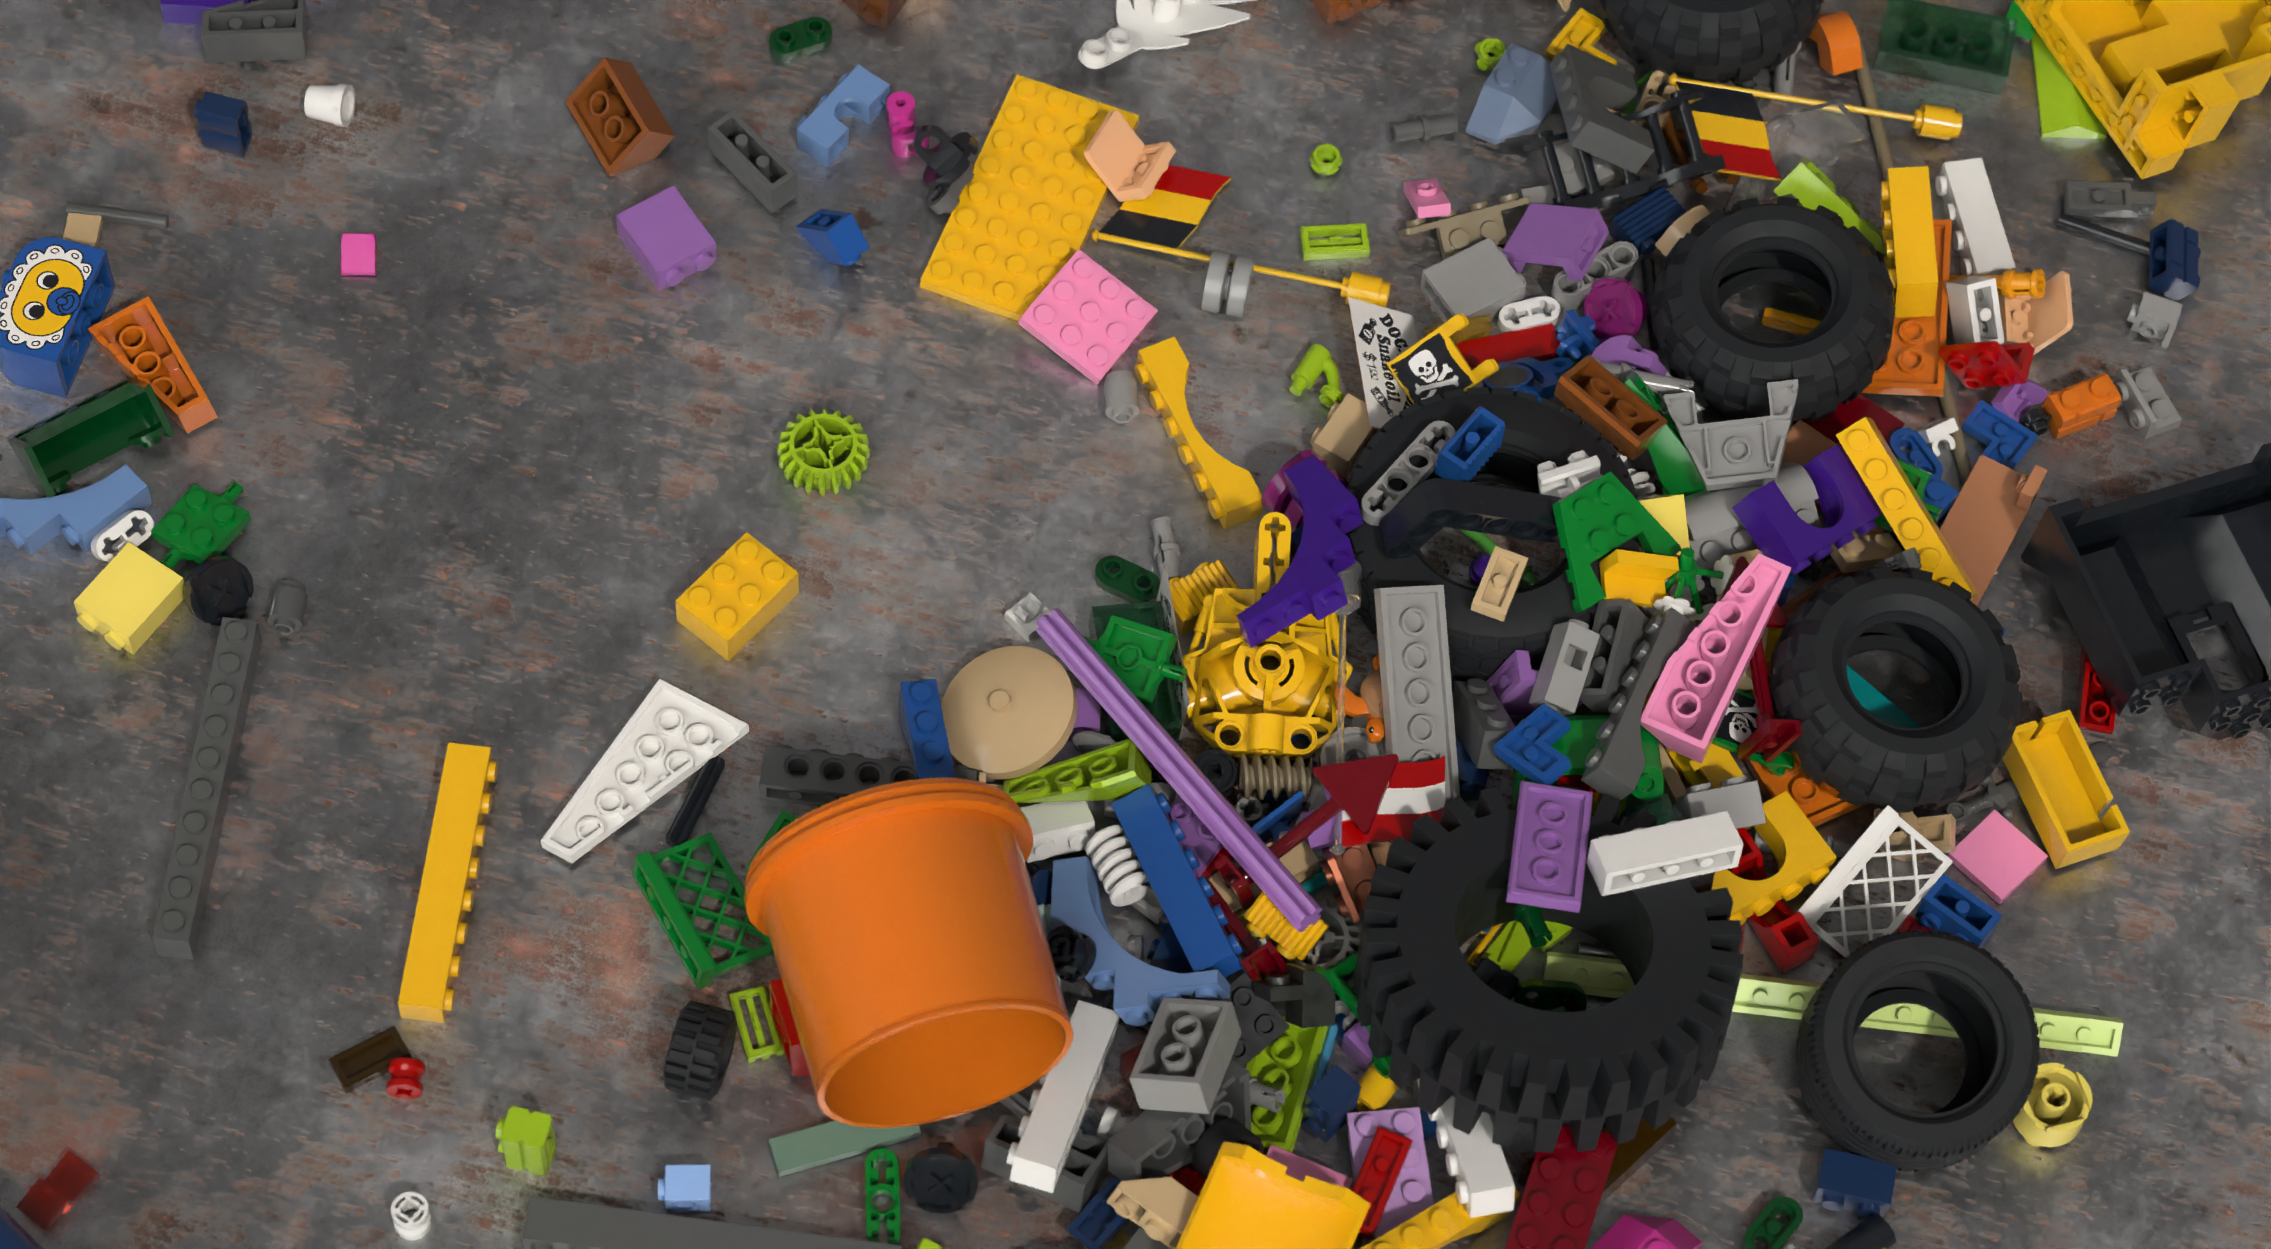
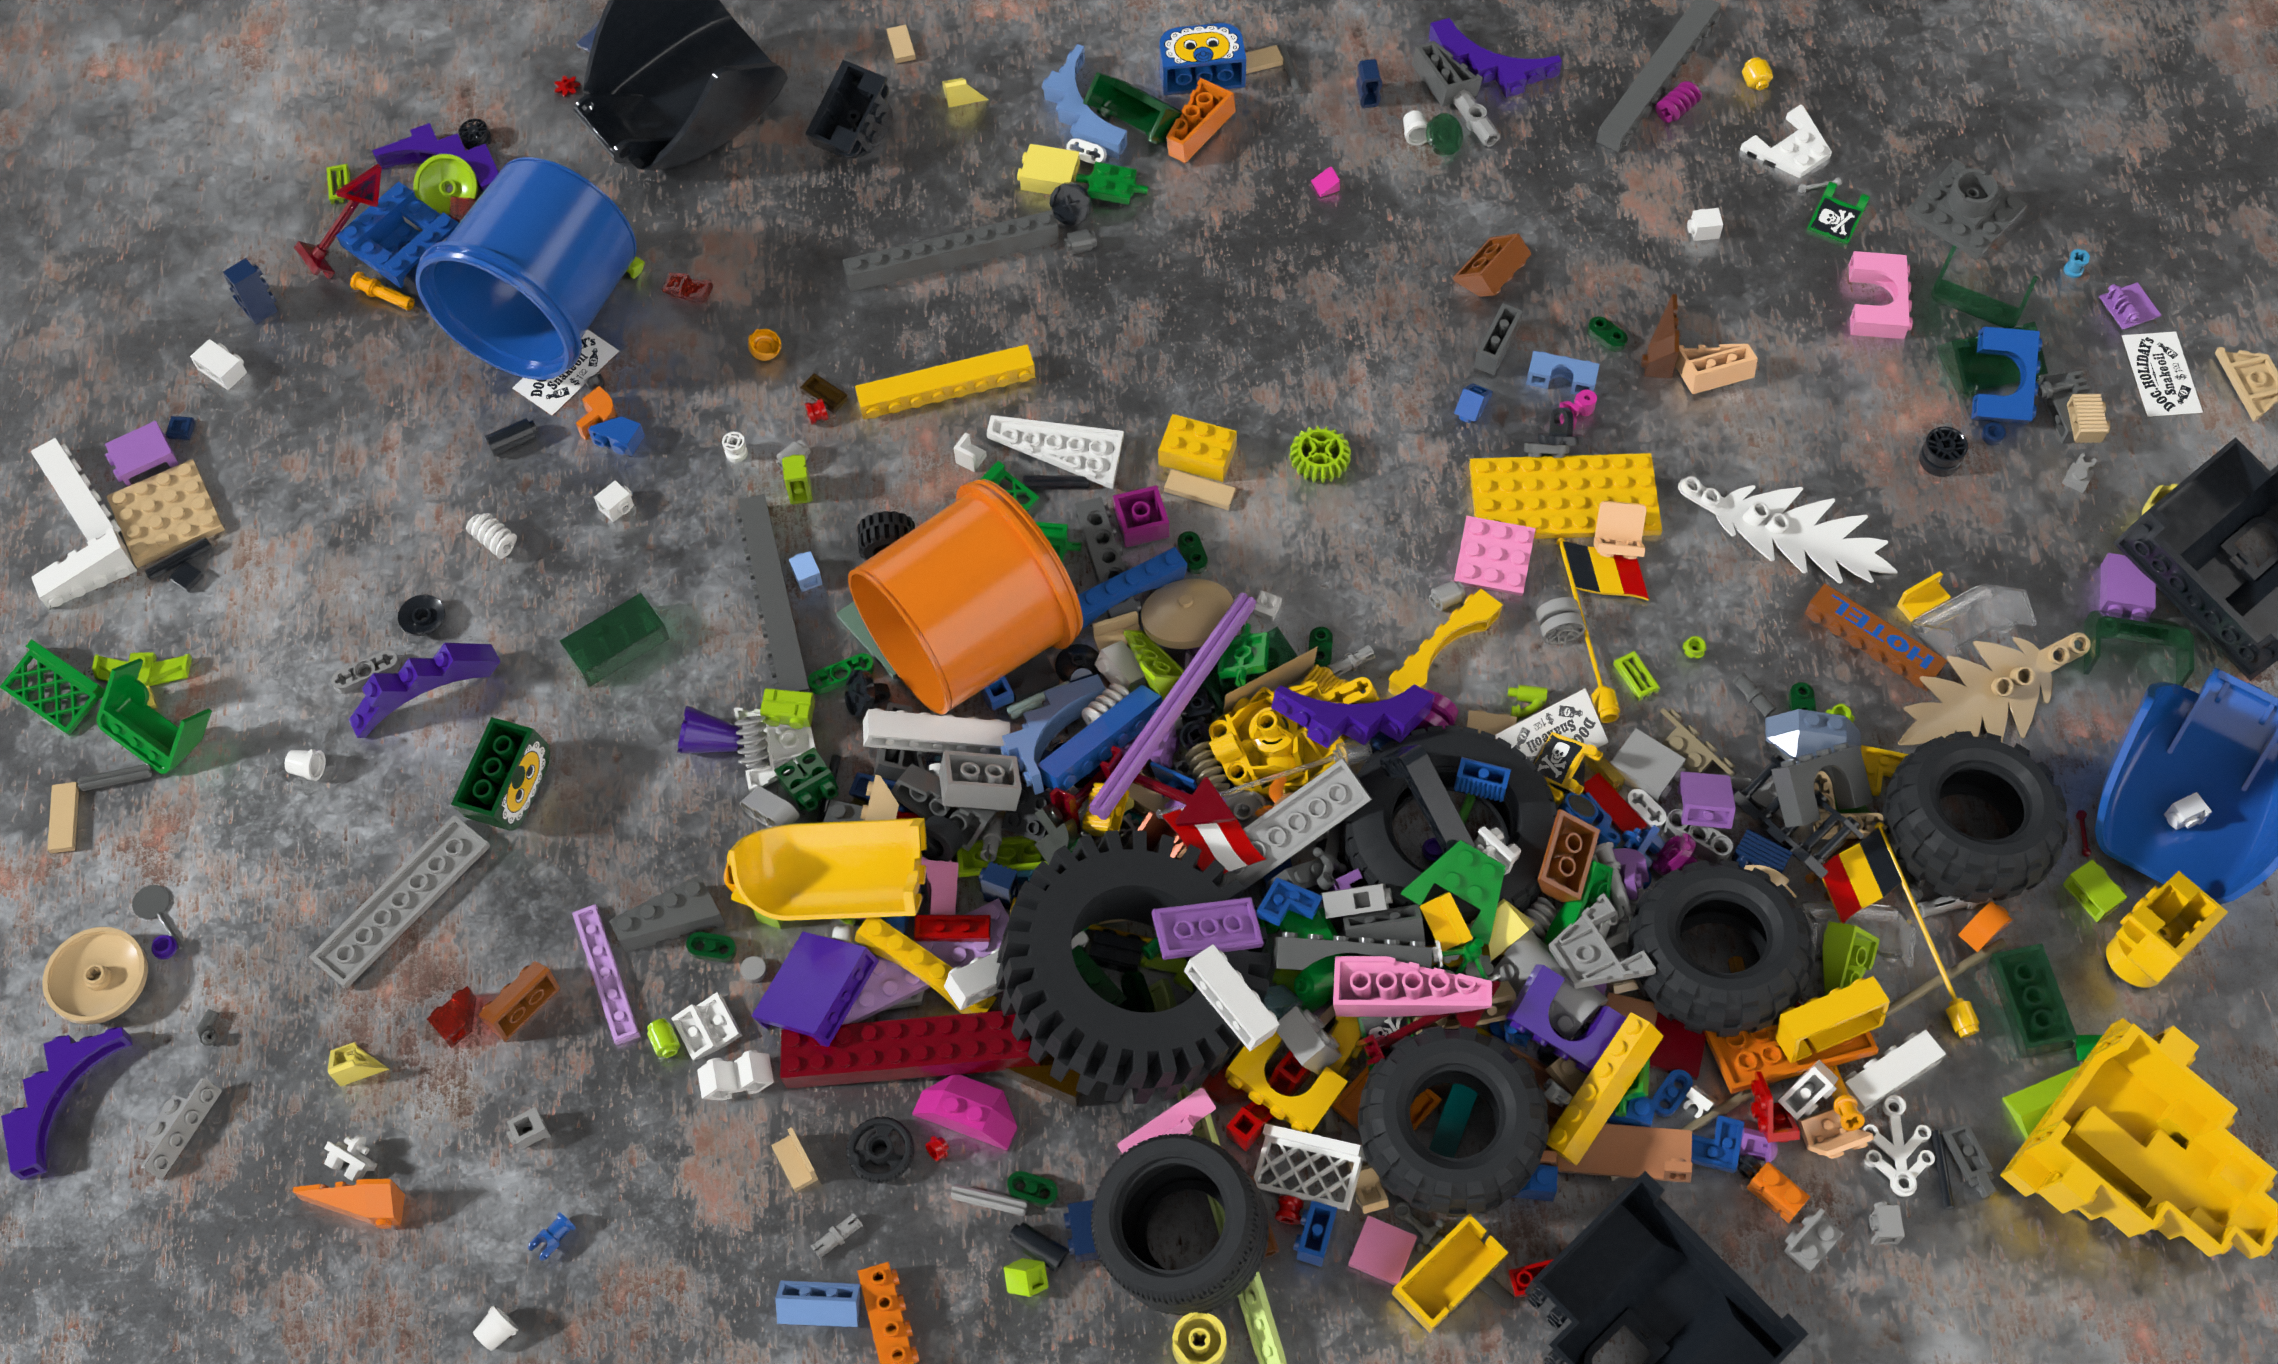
camera: 75 degrees right, 0 degrees up
(241, 1110) = (764, 344): none -> light orange hair
(342, 25) = (1476, 118): none -> light grey piece
(367, 74) = (1444, 134): none -> clear green tile
(470, 1138) = (794, 448): none -> light grey brick
(592, 896) = (968, 454): none -> white panel
(666, 238) = (1422, 320): medium lavender brick -> none
(801, 624) = (1199, 489): none -> tan tile
(820, 709) = (1141, 516): none -> magenta brick
(899, 671) = (1191, 551): none -> dark green plate
(1071, 953) = (1030, 699): black wheel -> none
(1406, 471) = (1451, 749): light grey beam -> none
(1427, 198) = (1697, 713): bright pink plate -> none
(1456, 86) = (1801, 701): none -> dark green plate
(1499, 583) = (1393, 835): tan plate -> none
(1515, 693) = (1329, 857): none -> dark grey sword
(1763, 1033) = (1175, 1120): none -> bright pink bracket
(2070, 260) = (1899, 1151): none -> white plant
(2174, 259) = (1944, 1221): dark blue brick -> none

